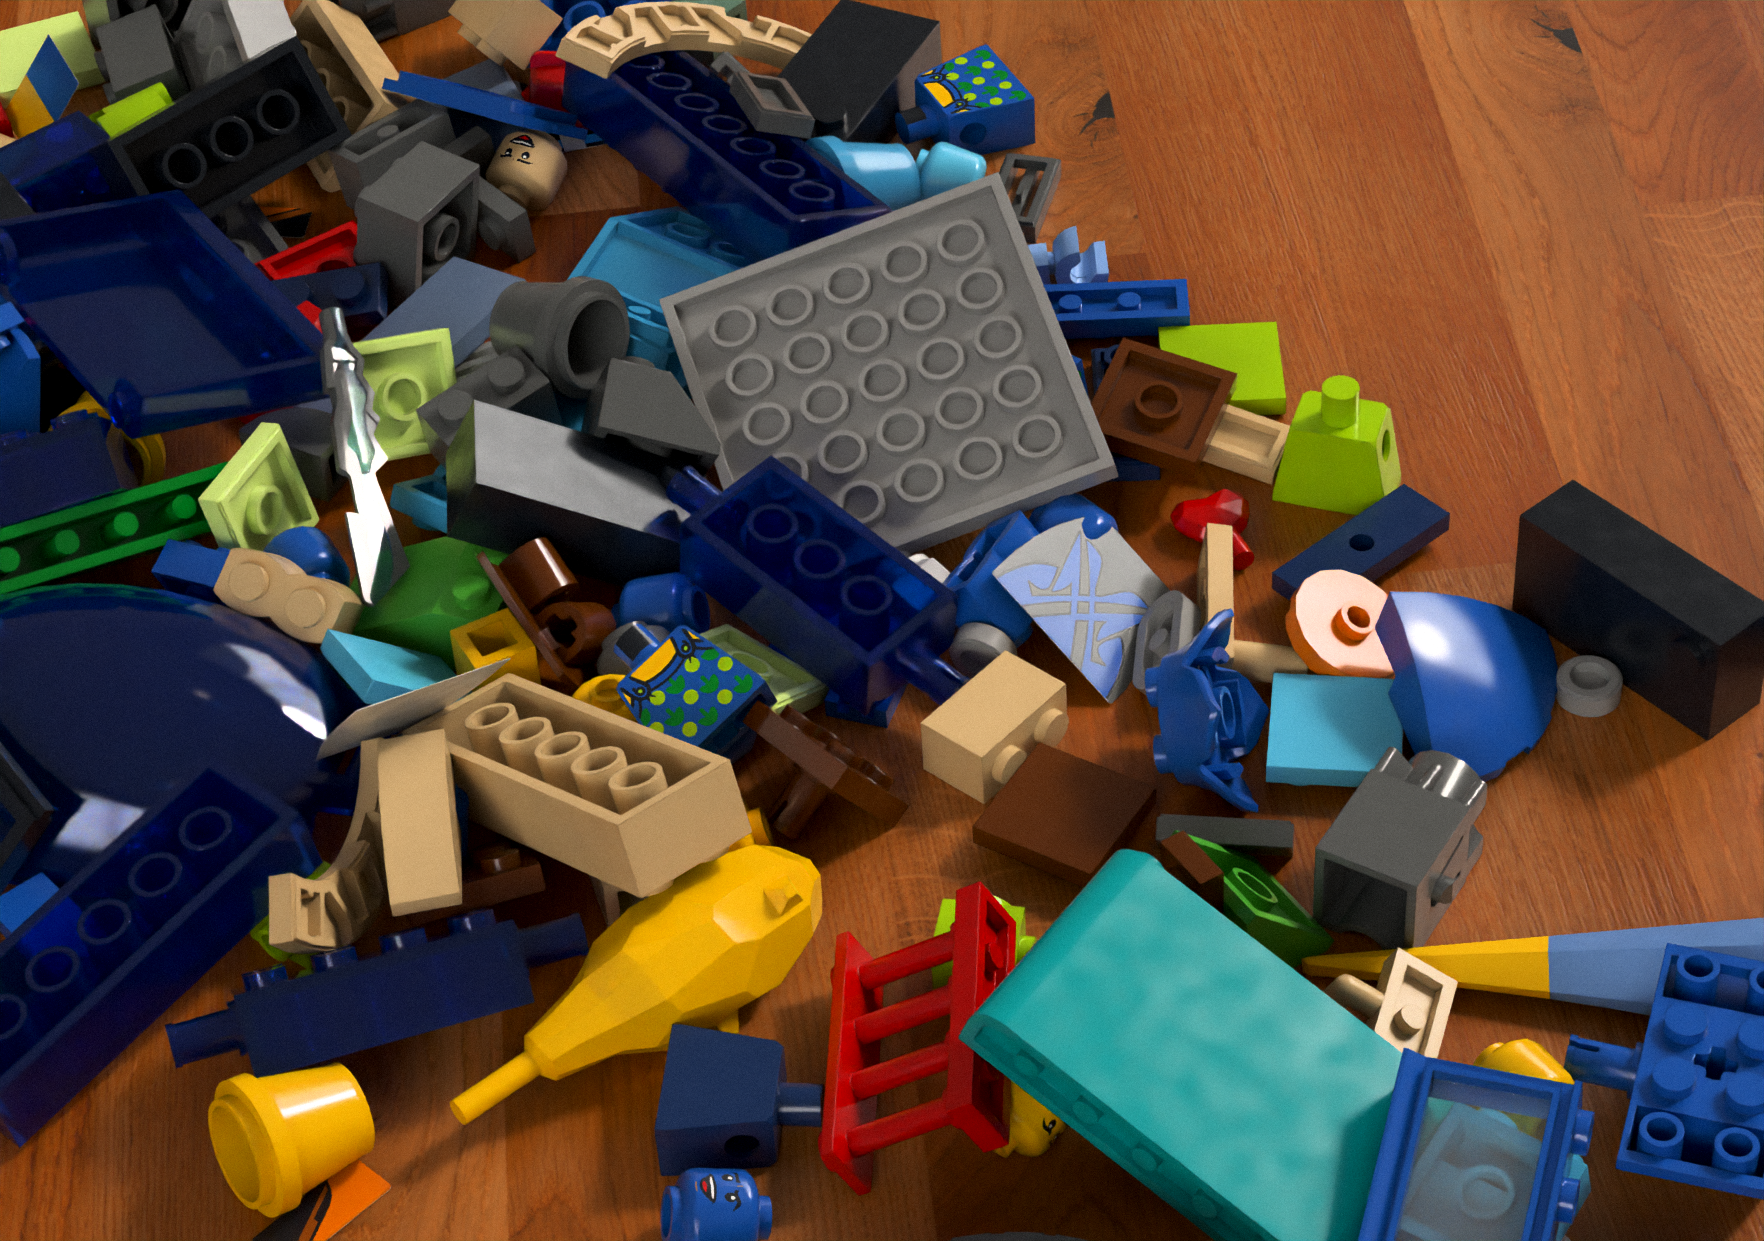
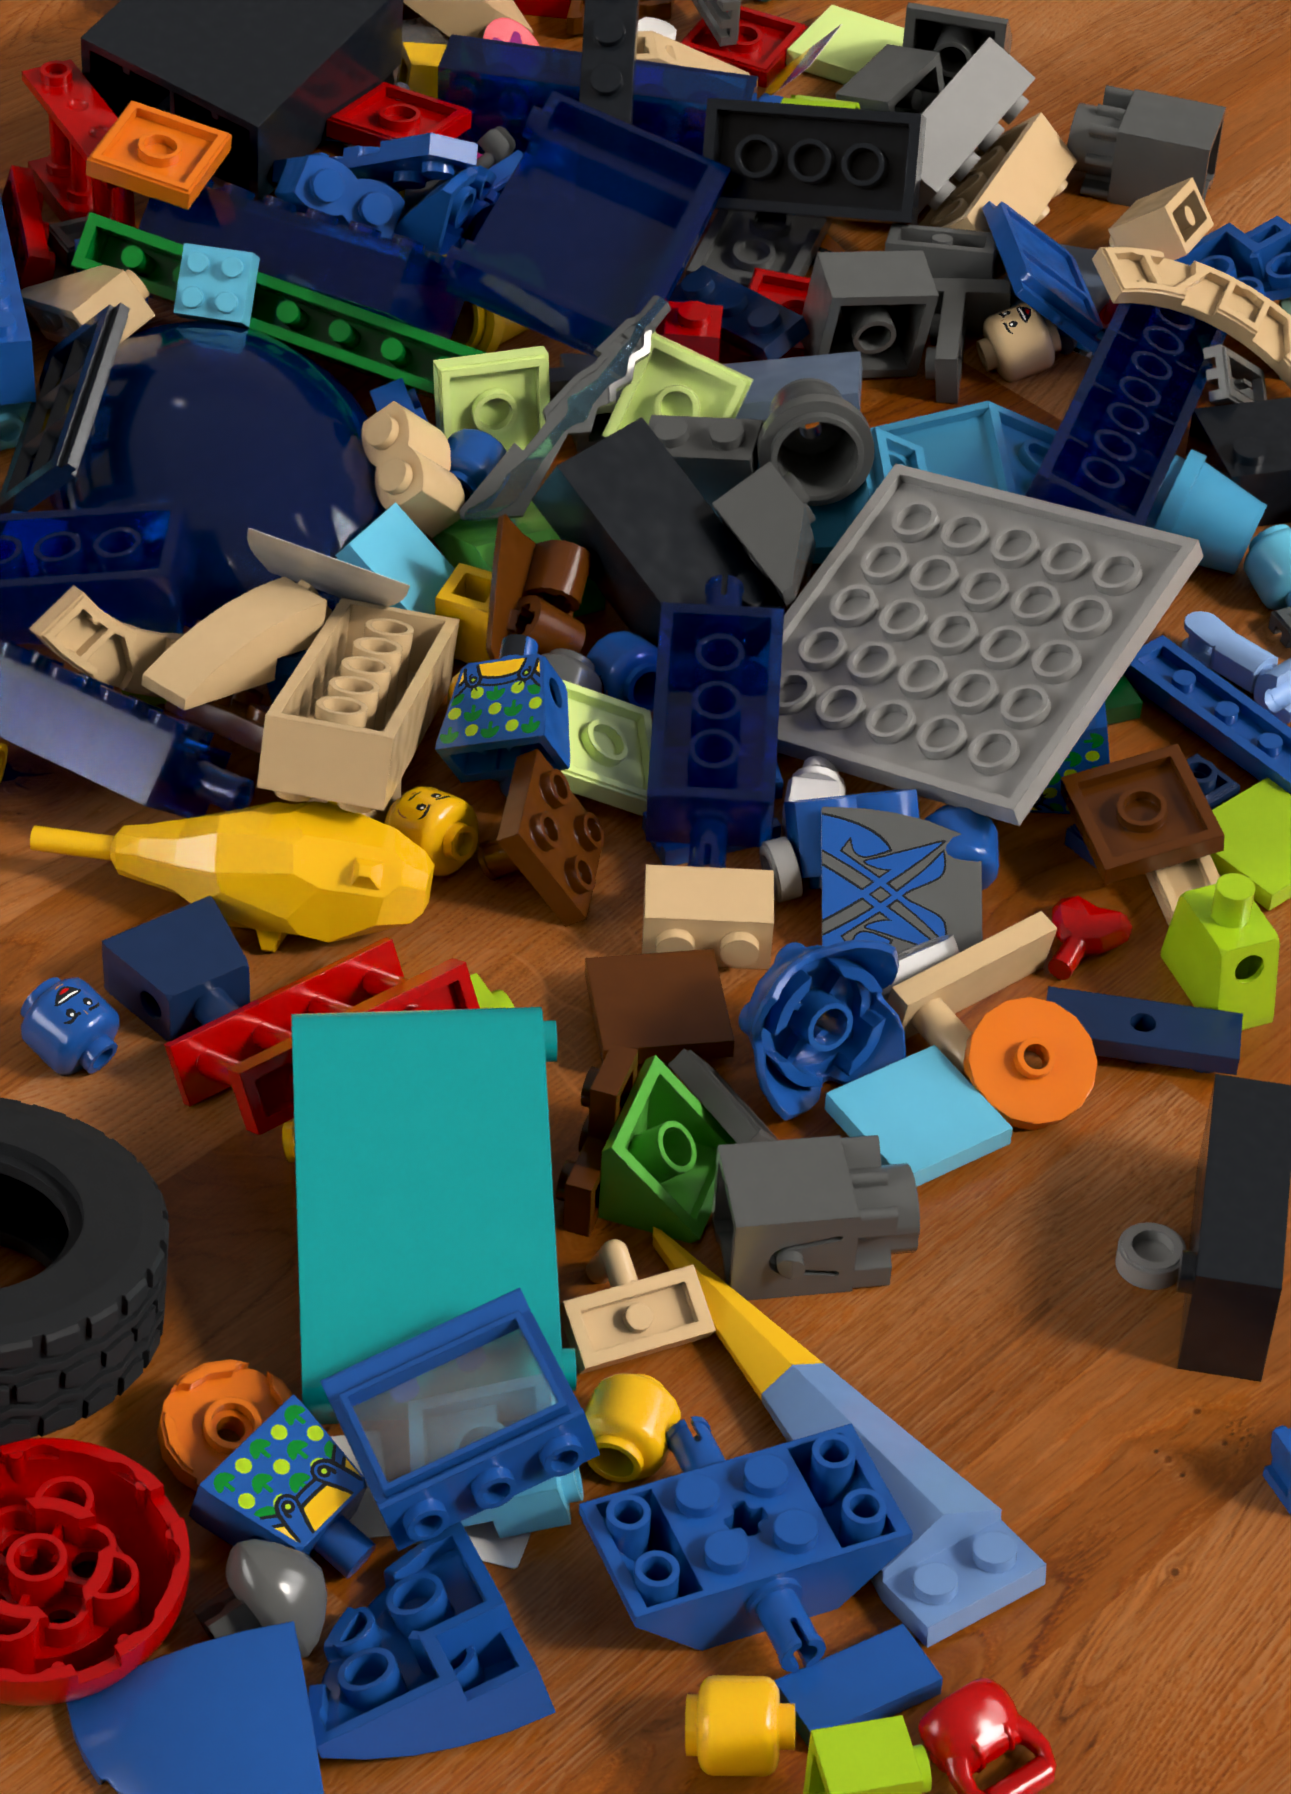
camera: 45 degrees right, 0 degrees up
(772, 105) = (1199, 406): dark grey tile -> none
(1468, 677) = (1047, 1167): blue brick -> none

